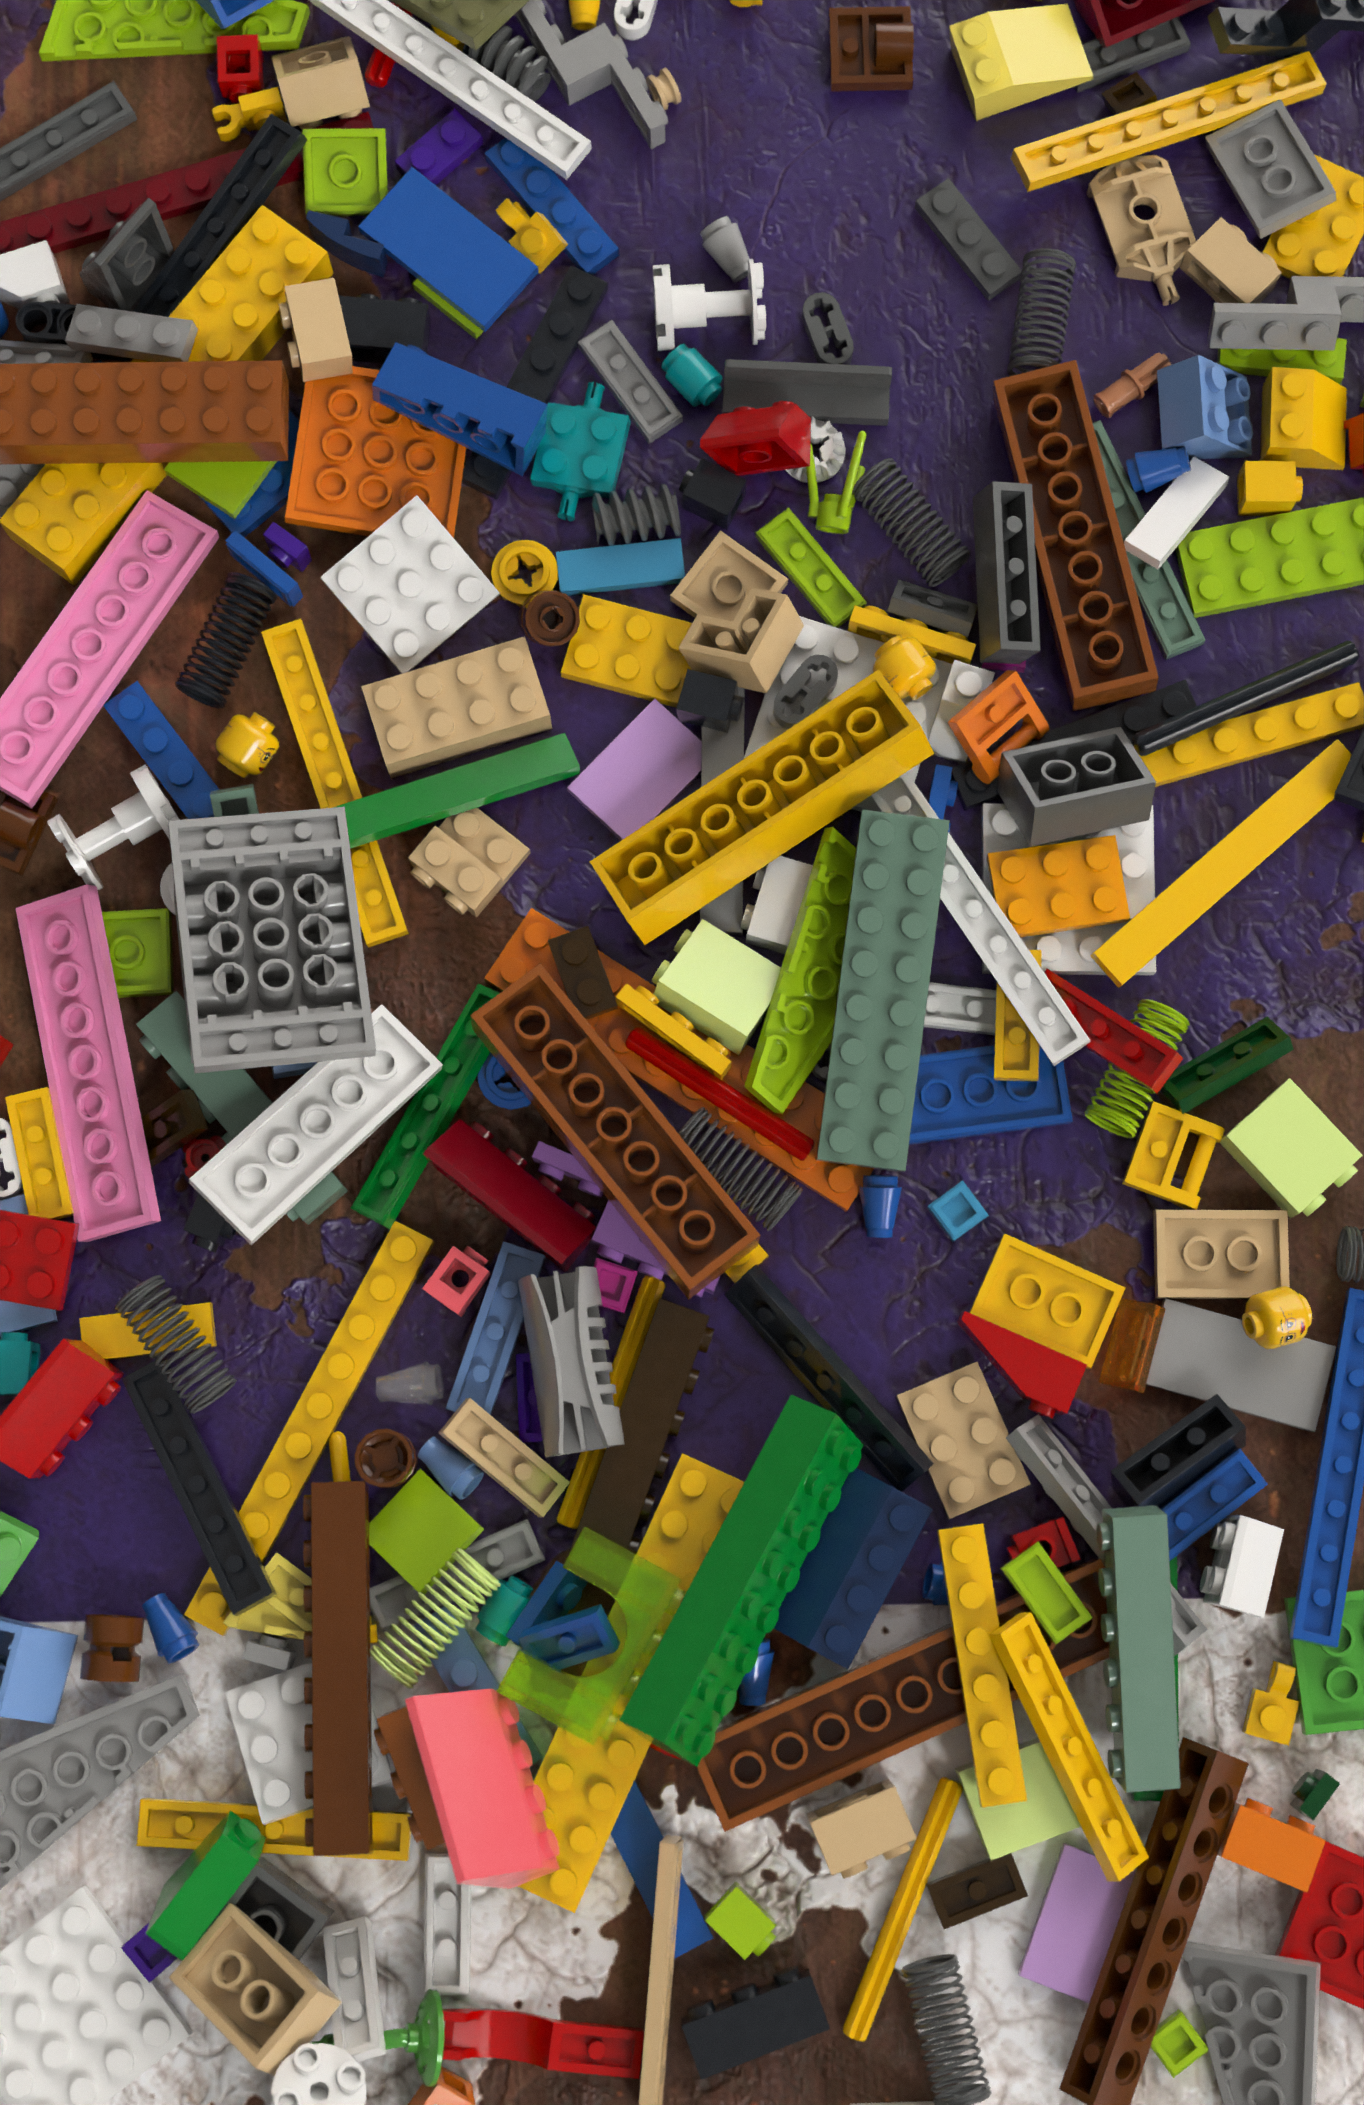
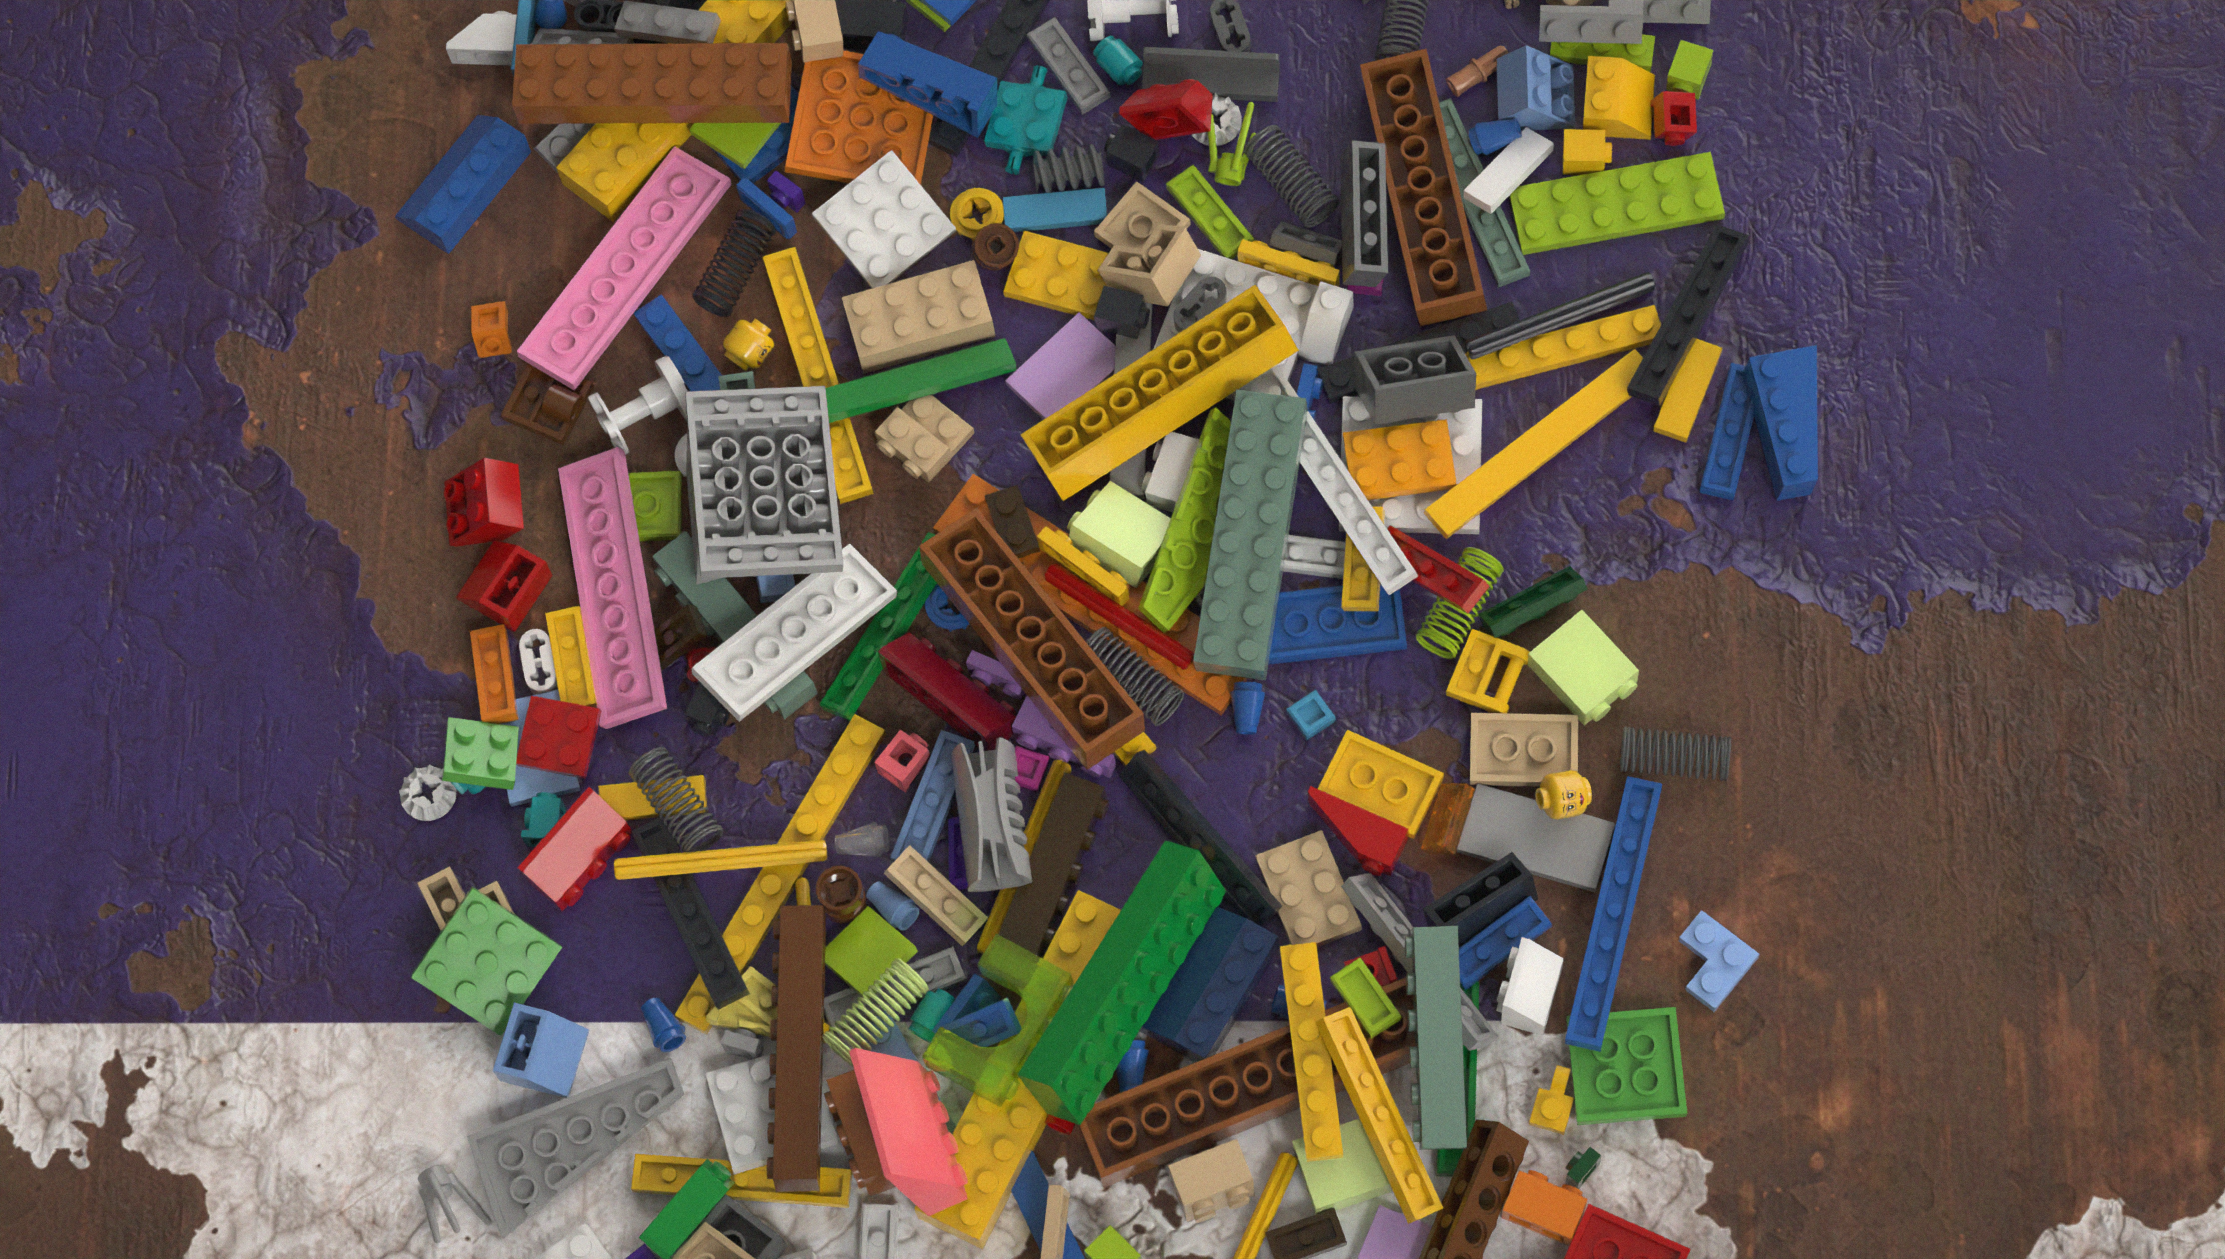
camera: 10 degrees right, 10 degrees down
(109, 1631) = (617, 1036): reddish brown wheel -> none
(233, 1419) = (720, 859): none -> yellow axle
(905, 666) = (1281, 287): yellow head -> none
(992, 716) = (1349, 324): orange plate -> none

